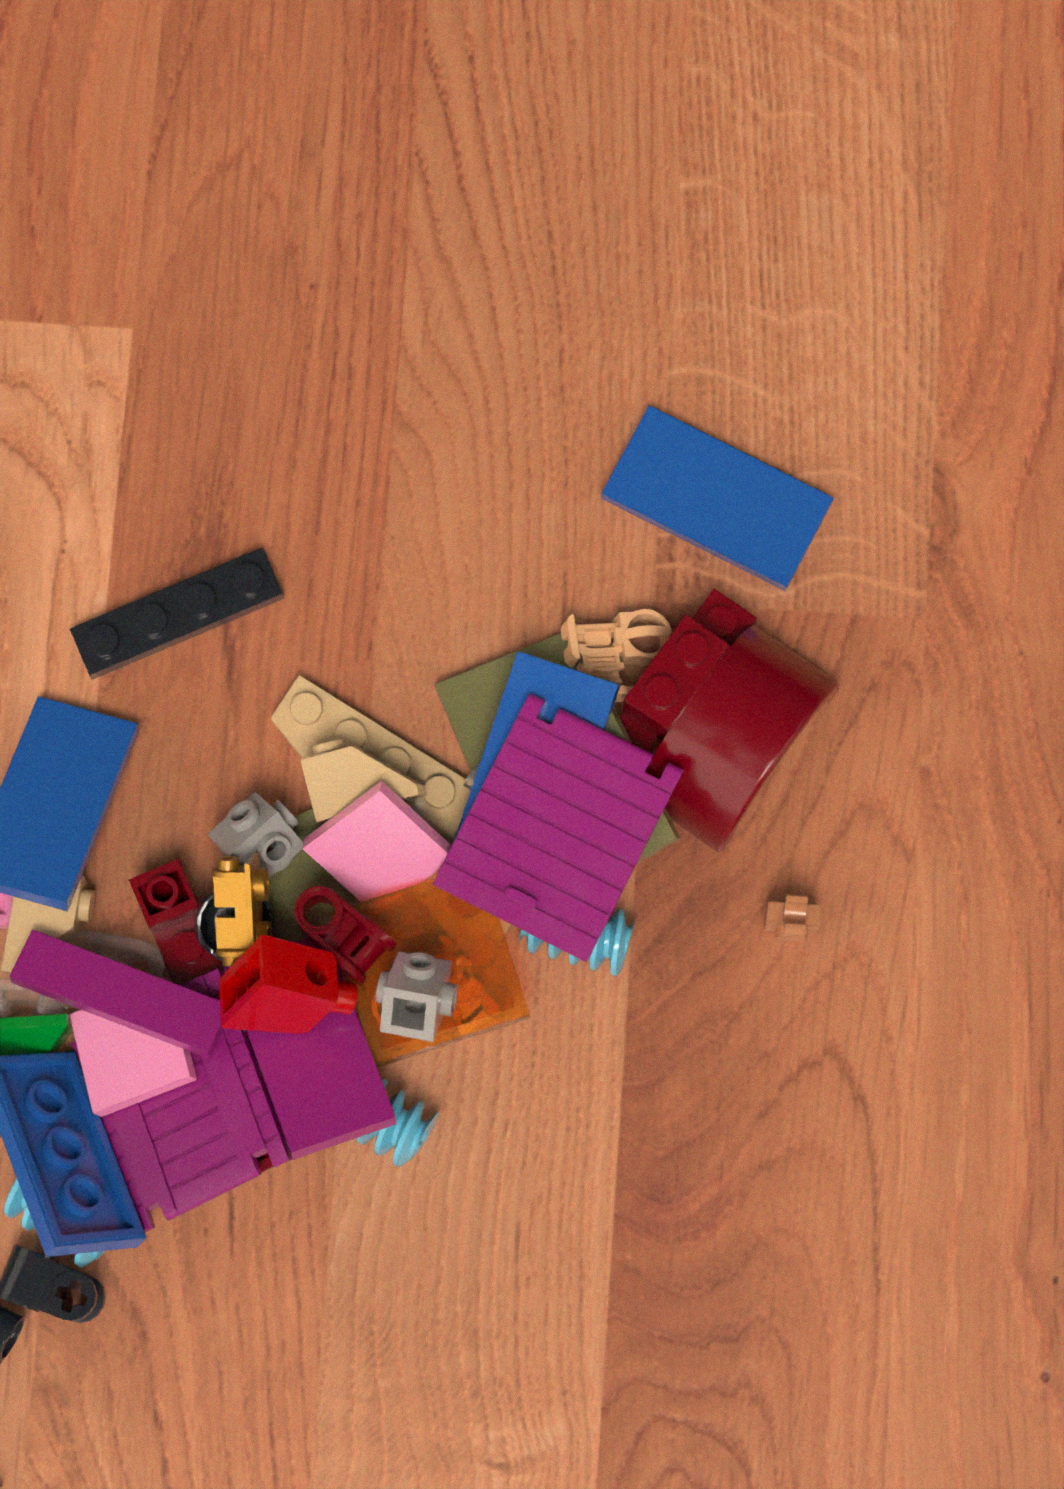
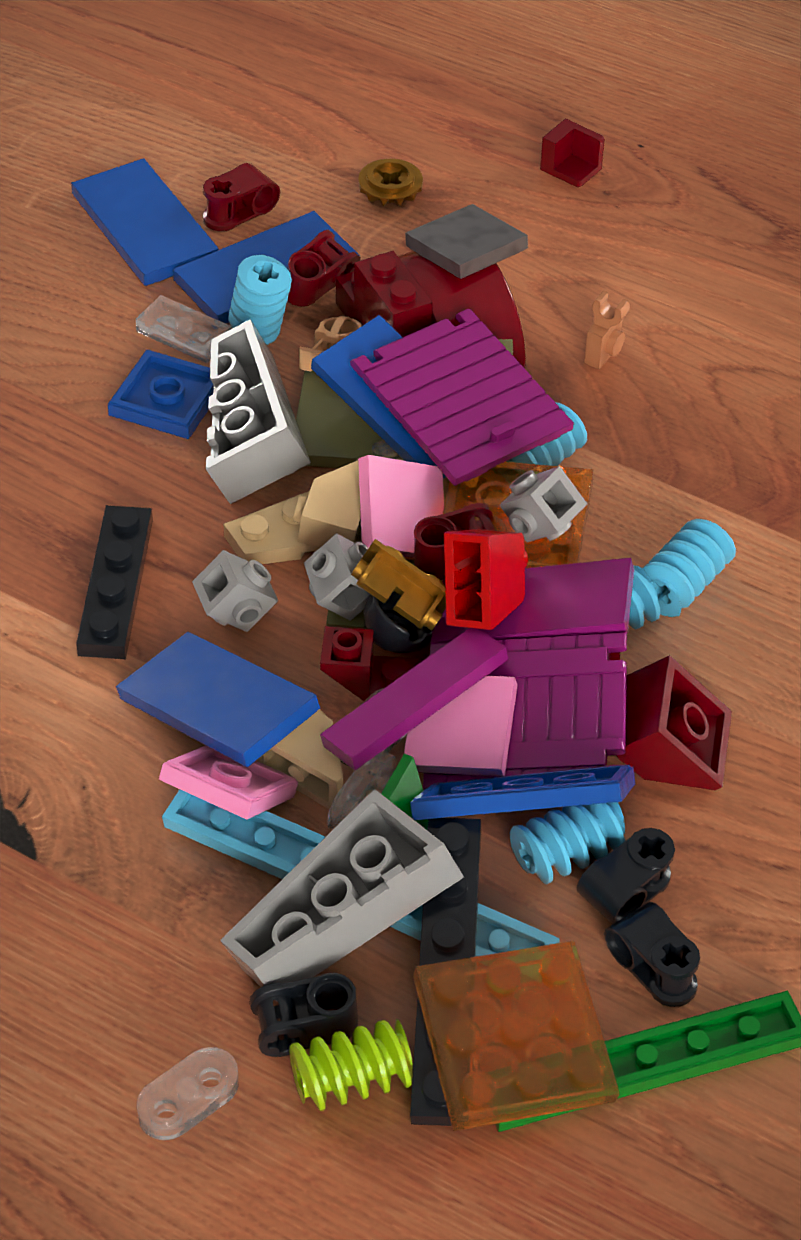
camera: 65 degrees left, 30 degrees down
(198, 743) = (235, 591): none -> light grey brick
(255, 1247) = (675, 727): none -> dark red slope
(454, 618) = (252, 420): none -> light grey wedge
(464, 509) = (164, 394): none -> blue tile
(479, 1163) = (689, 564): none -> medium azure piece
(560, 471) = (180, 327): none -> clear plate
(598, 522) = (260, 295): none -> medium azure piece
(719, 325) = (143, 220): none -> blue tile
(722, 563) = (316, 268): none -> dark red piece
(782, 716) = (466, 241): none -> flat silver tile
(813, 405) = (238, 197): none -> dark red piece
(962, 540) = (390, 171): none -> pearl gold gear

